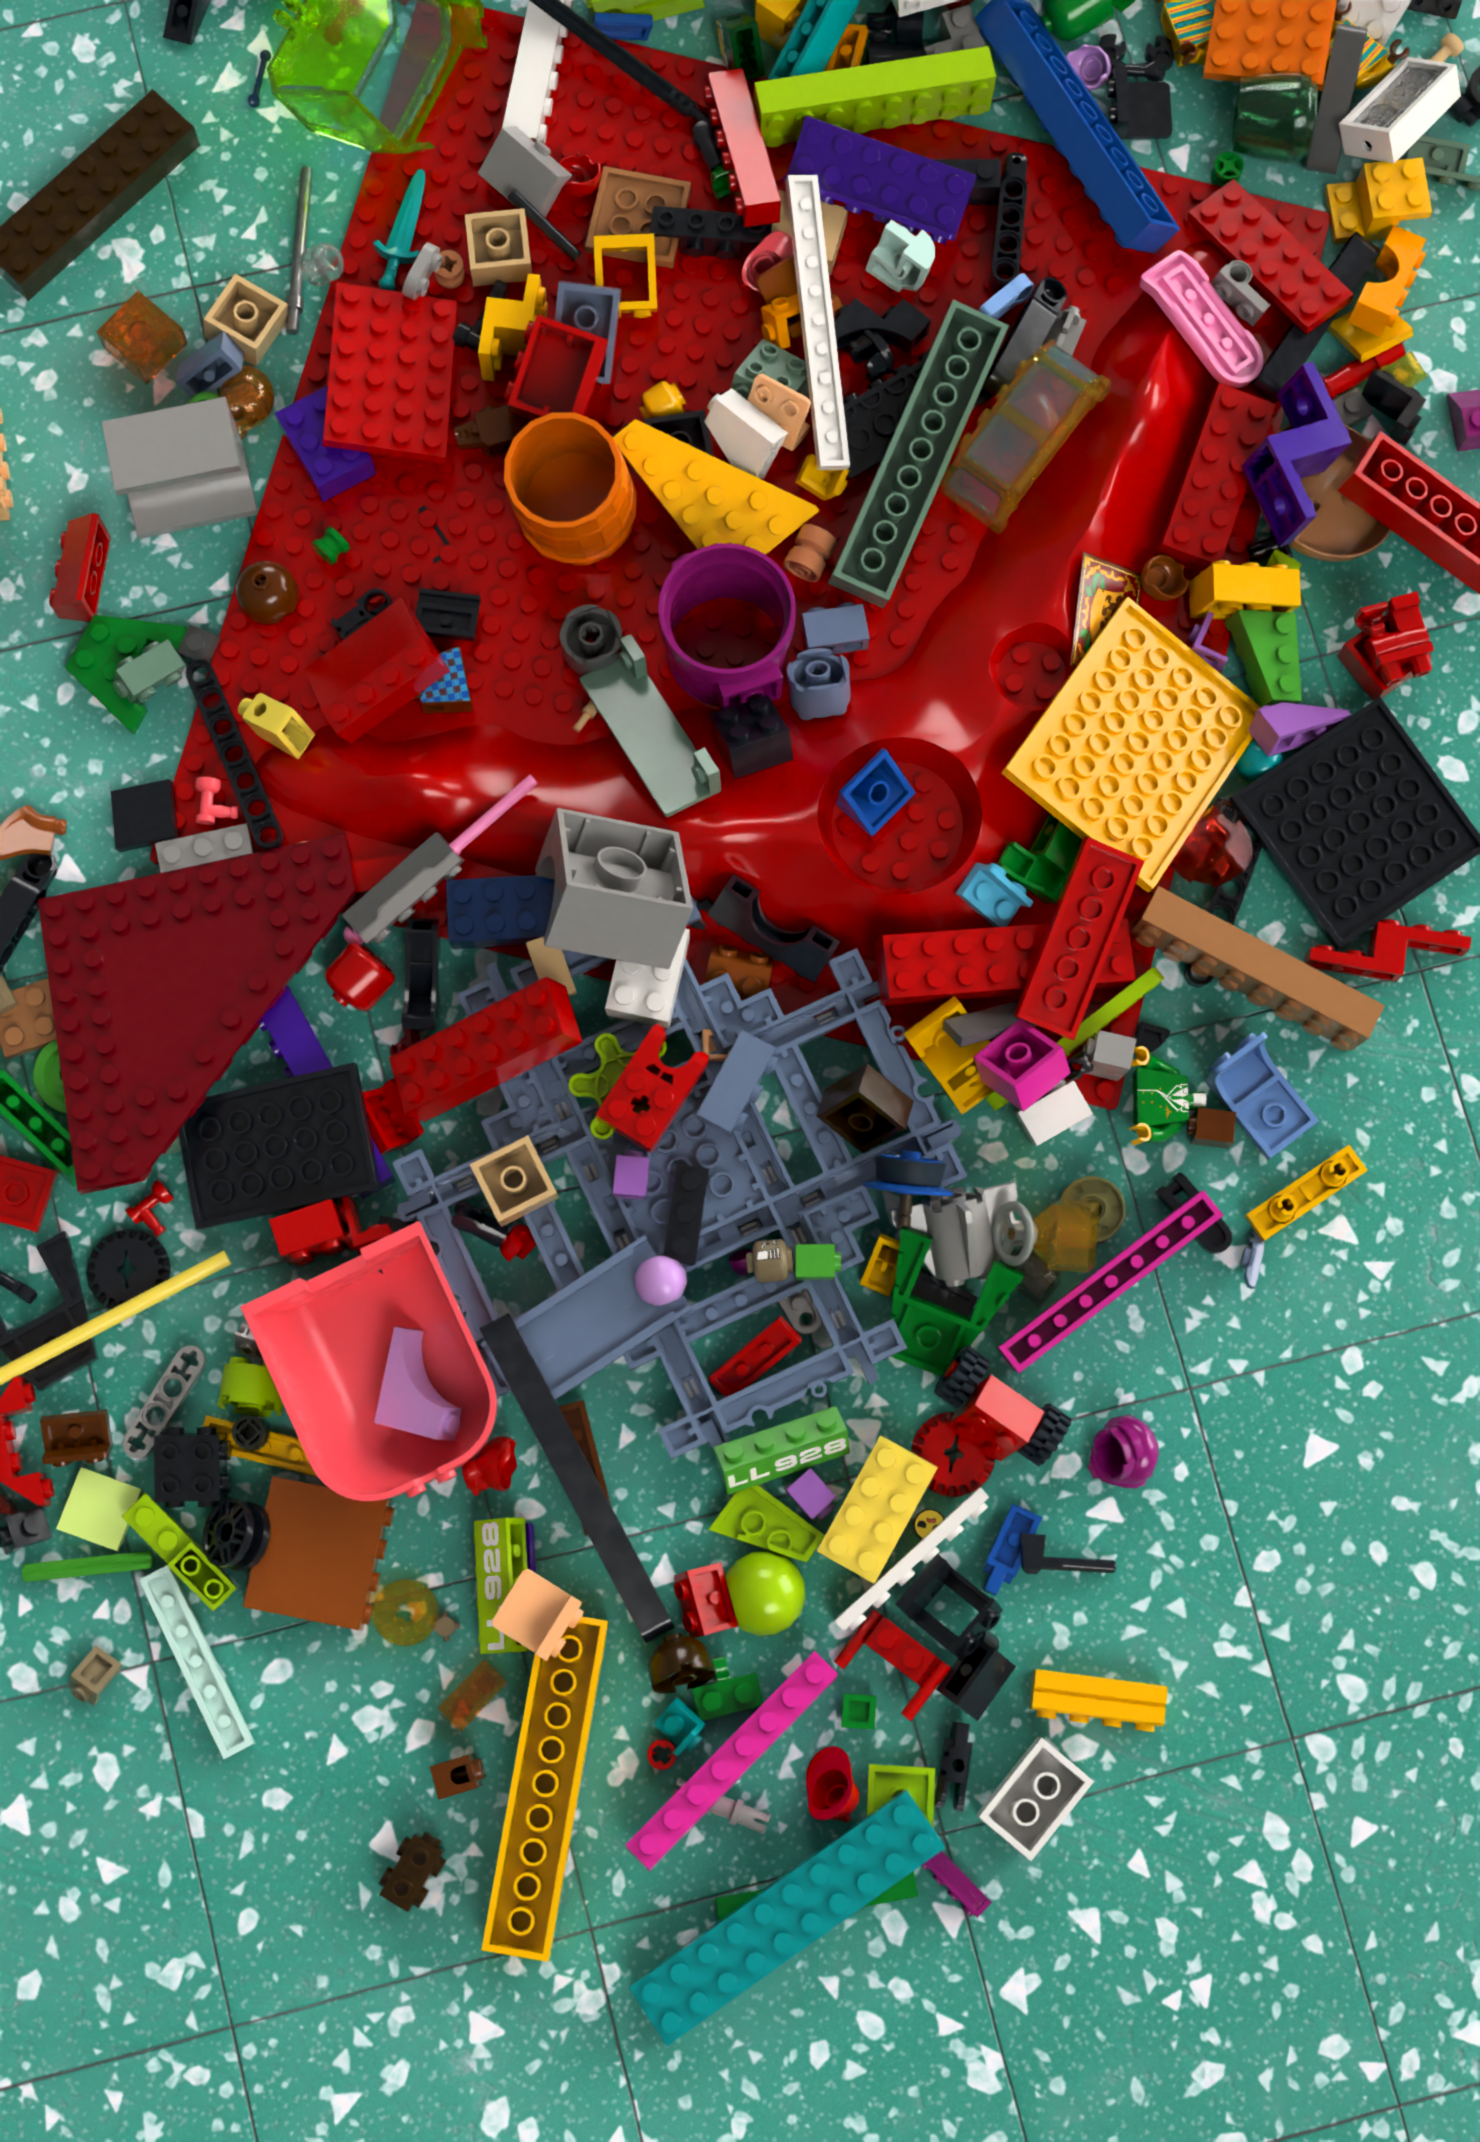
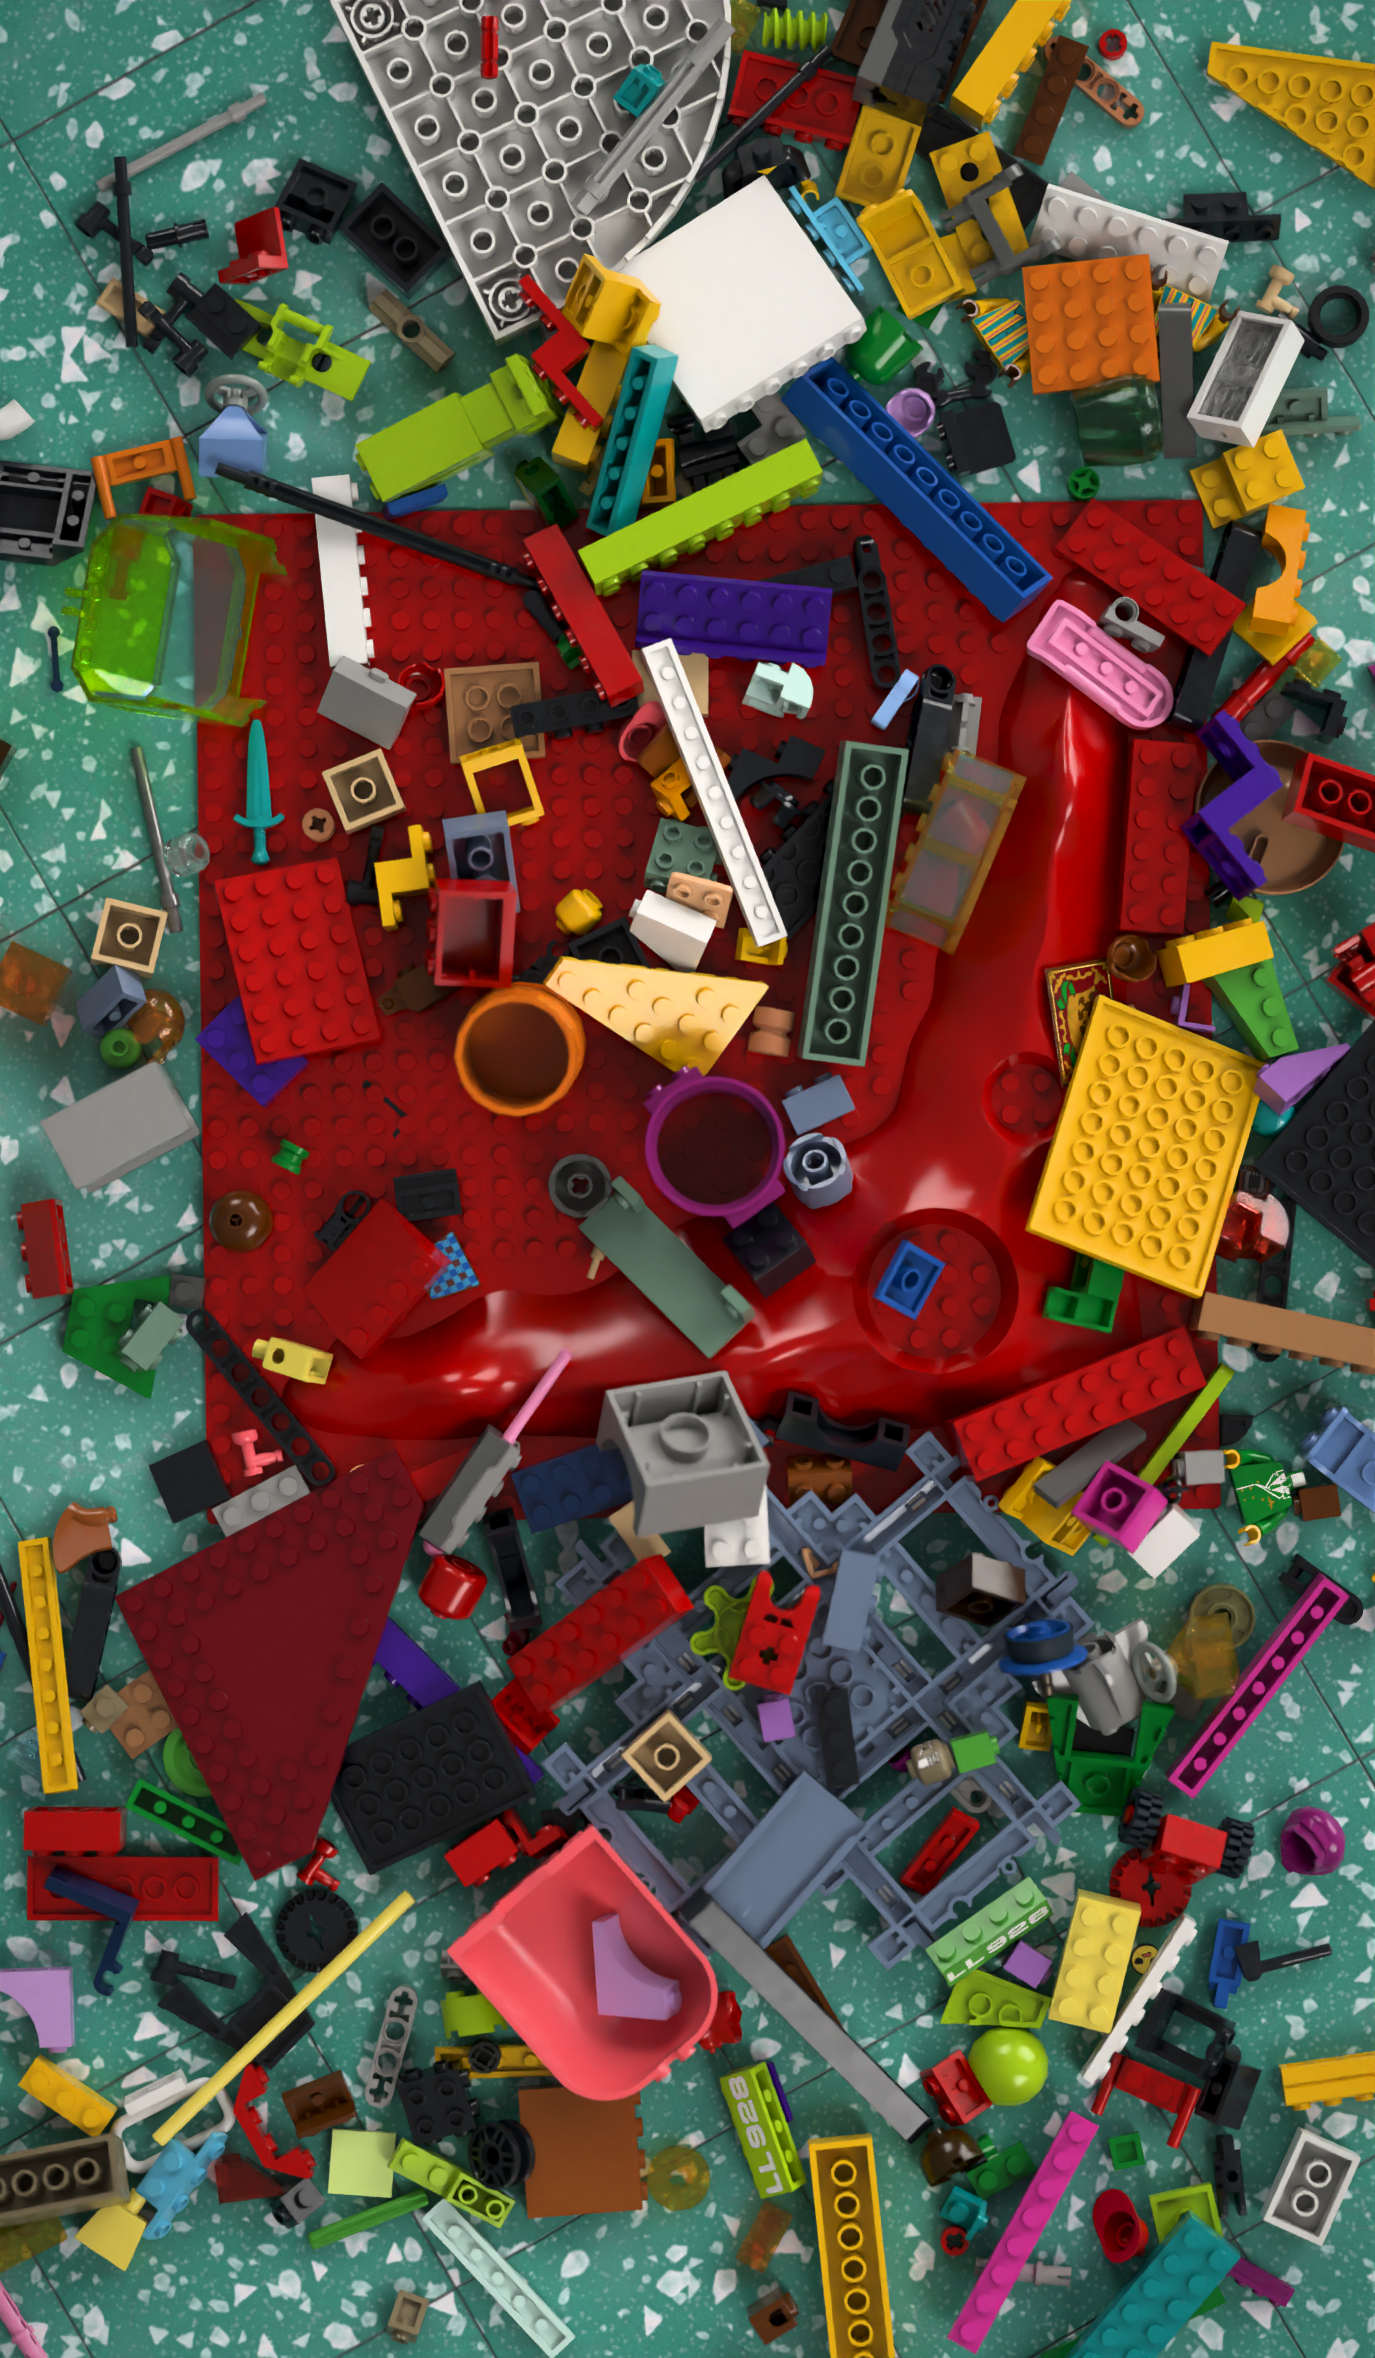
camera: 15 degrees left, 10 degrees up
(417, 280) = (300, 832): light grey plate -> none
(446, 1626) = (720, 2179): dark tan piece -> none
(537, 1614) = (808, 2153): light nougat bracket -> none
(544, 225) = (402, 752): black bar -> none
(660, 1280) = (831, 1810): lavender hair -> none
(993, 894) = (1045, 1344): medium azure bracket -> none
(1079, 938) = (1142, 1370): red plate -> none

